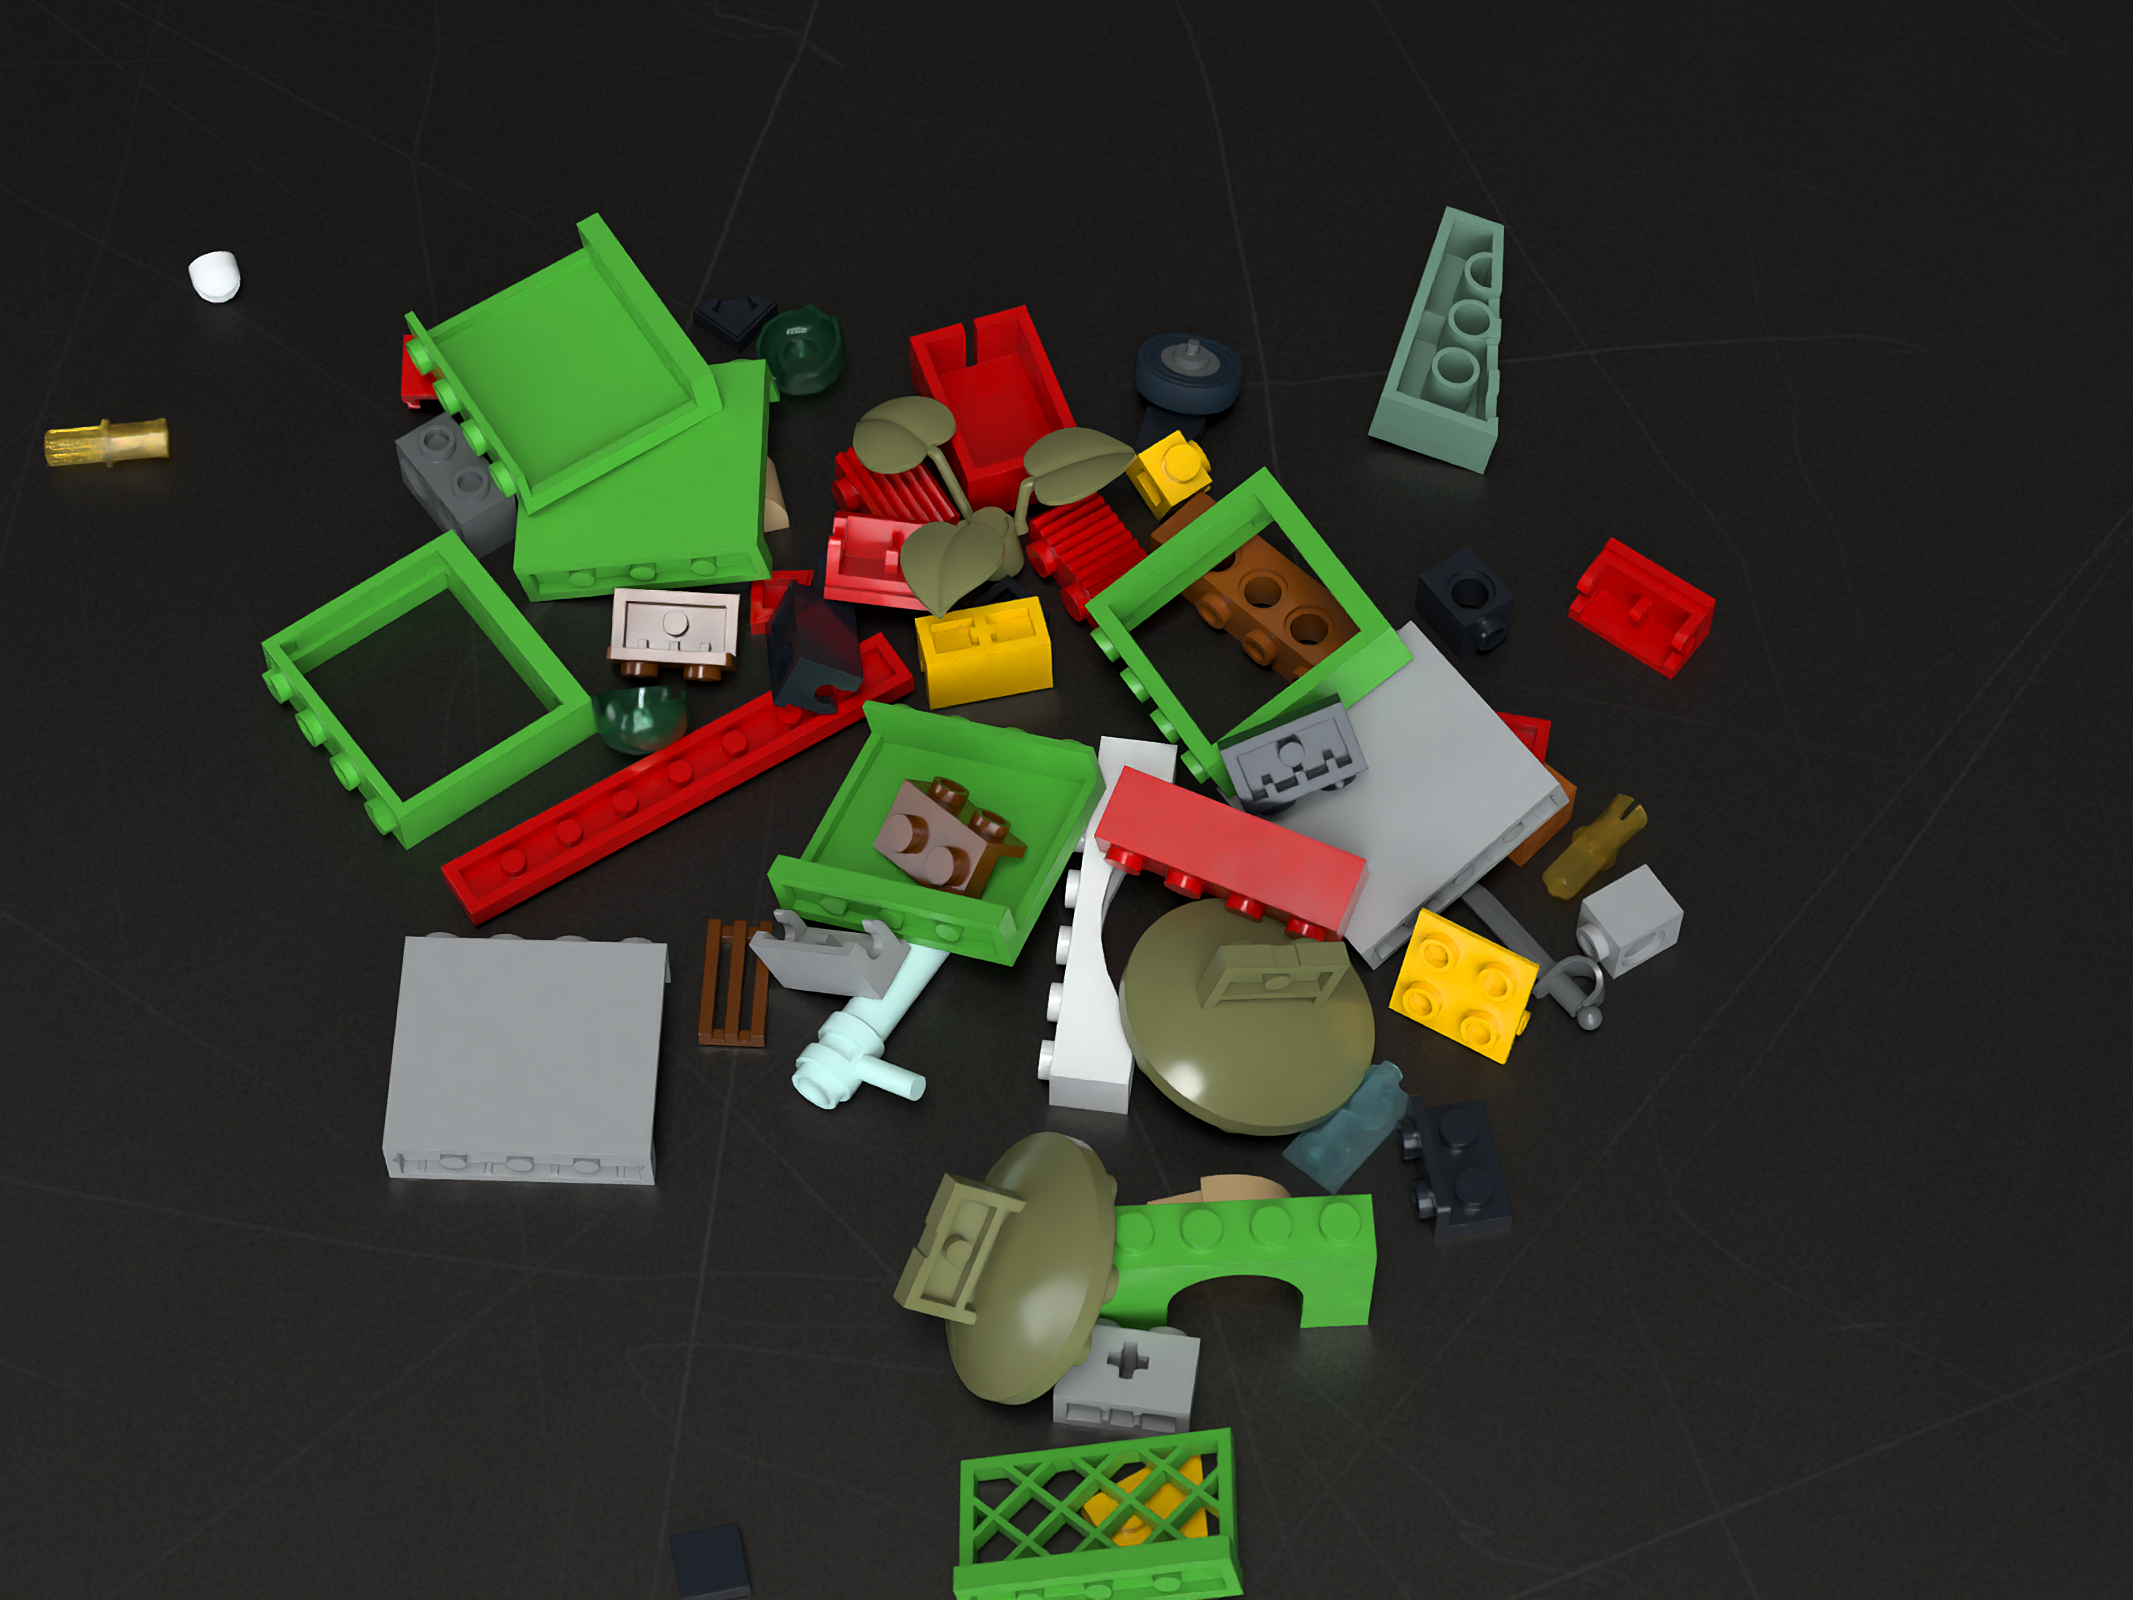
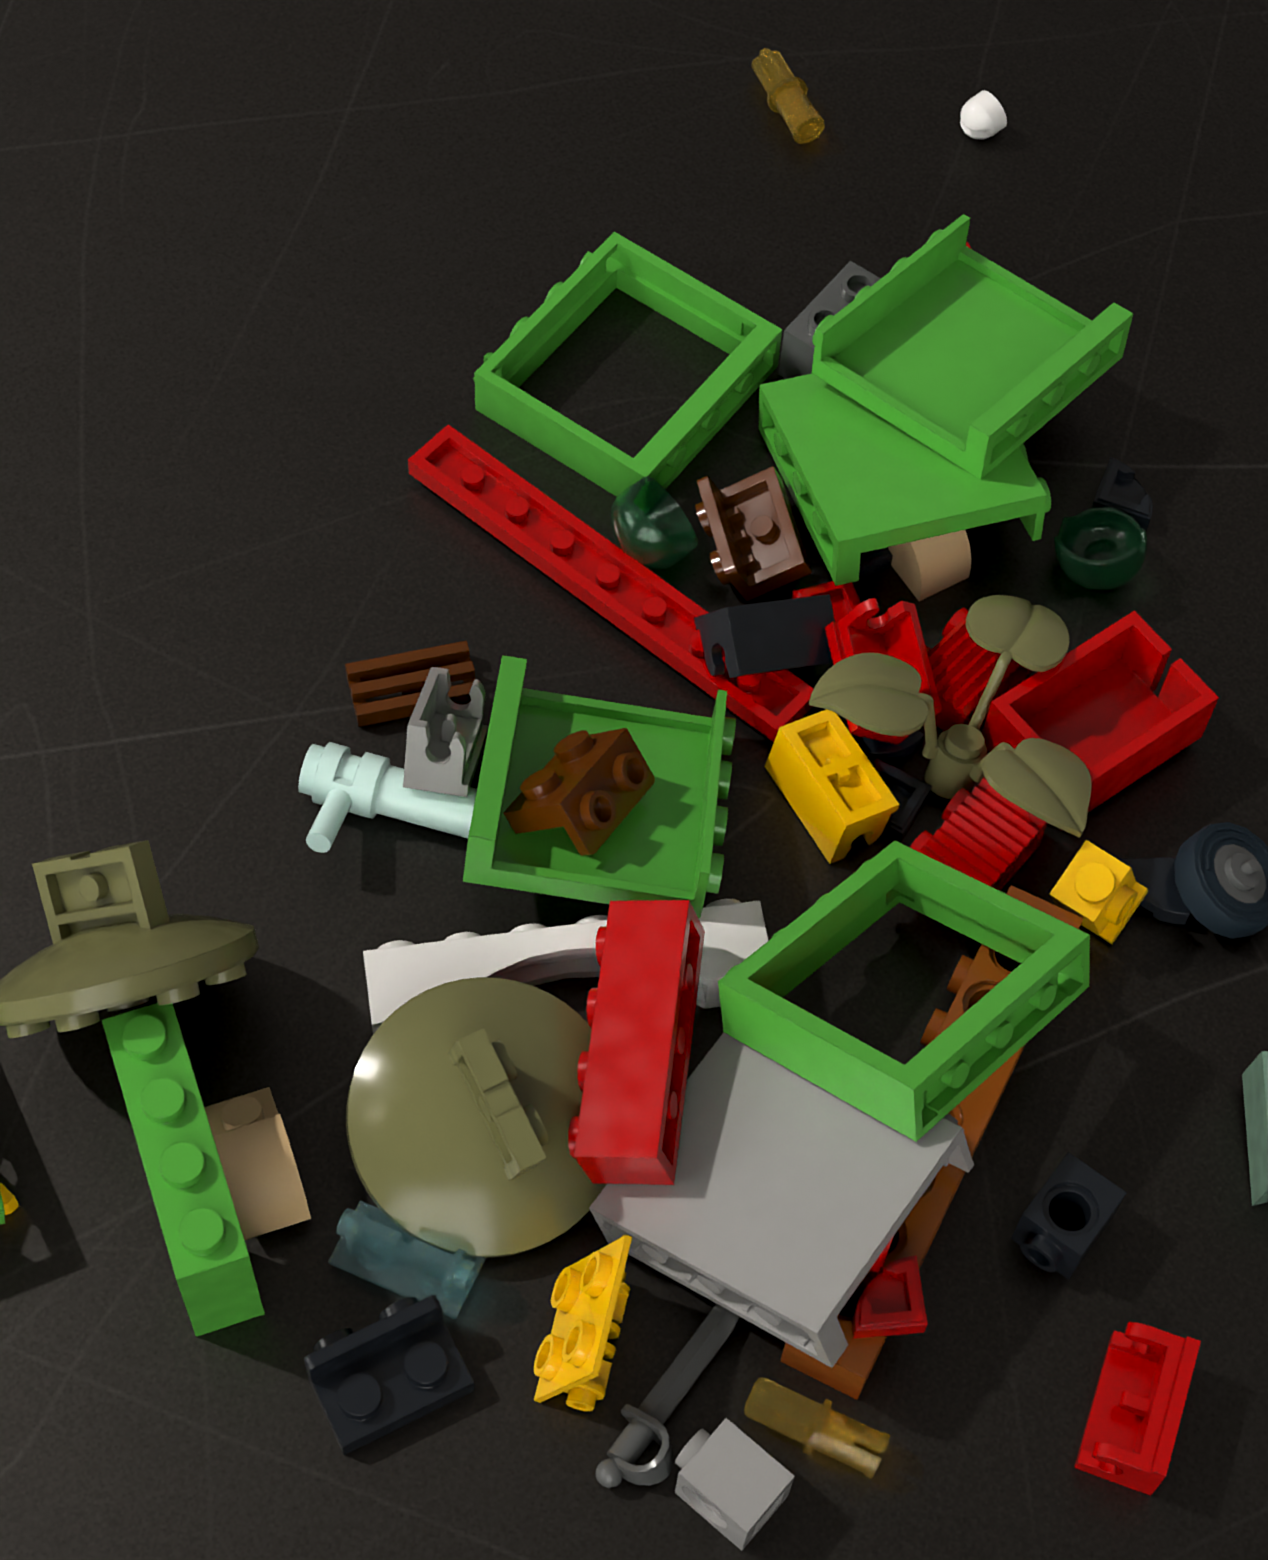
camera: 70 degrees right, 0 degrees up
(526, 1060) = (279, 533): light grey panel -> none
(1152, 1402) = (60, 1152): light grey brick -> none
(1293, 756) = (753, 1054): bracket -> none

